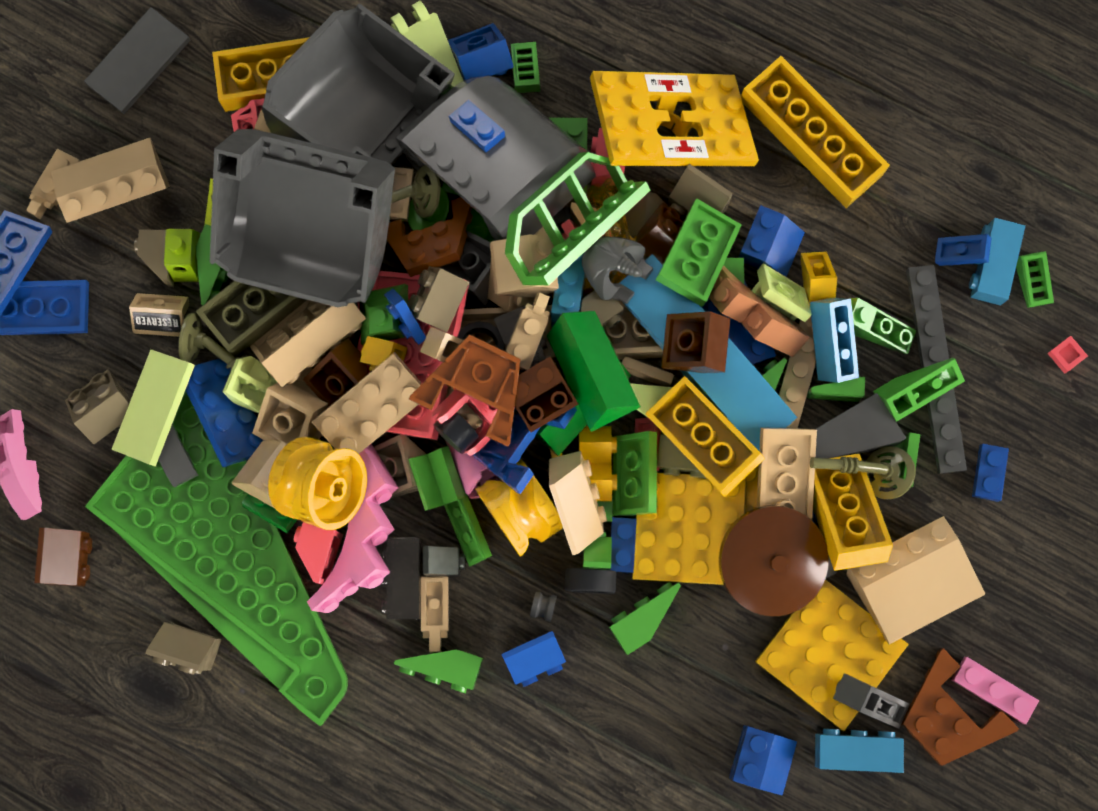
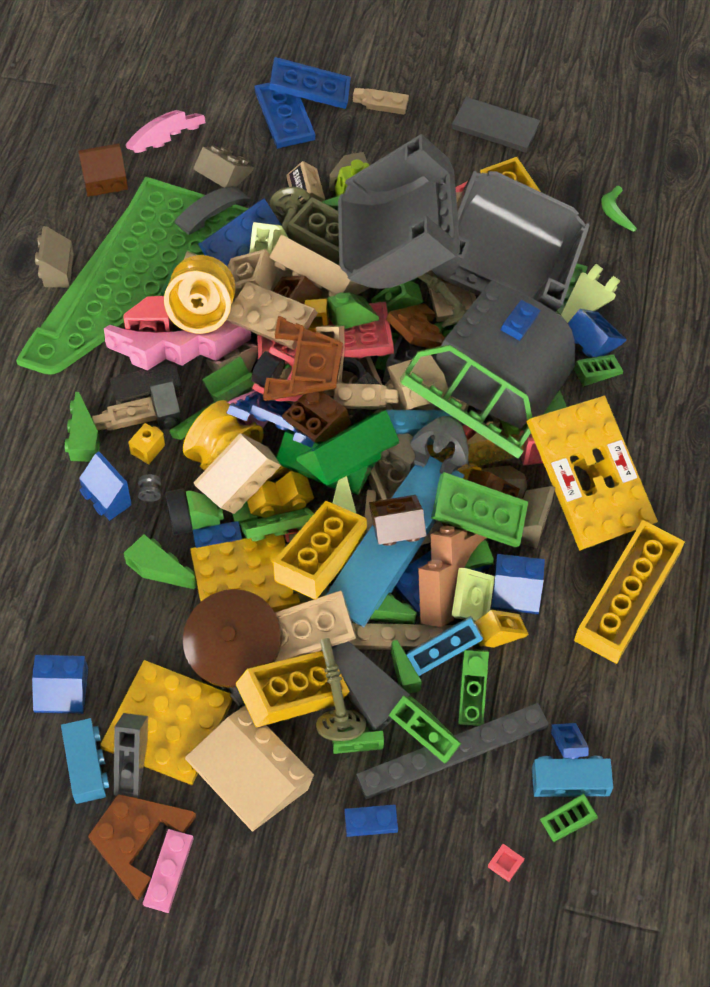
camera: 70 degrees right, 20 degrees down
(108, 180) = (389, 120): tan slope -> none
(153, 407) = (229, 190): yellowish green tile -> none
(399, 310) = (351, 303): blue plate -> none
(437, 297) = (369, 328): dark tan slope -> none
(481, 594) = (147, 443): none -> yellow brick

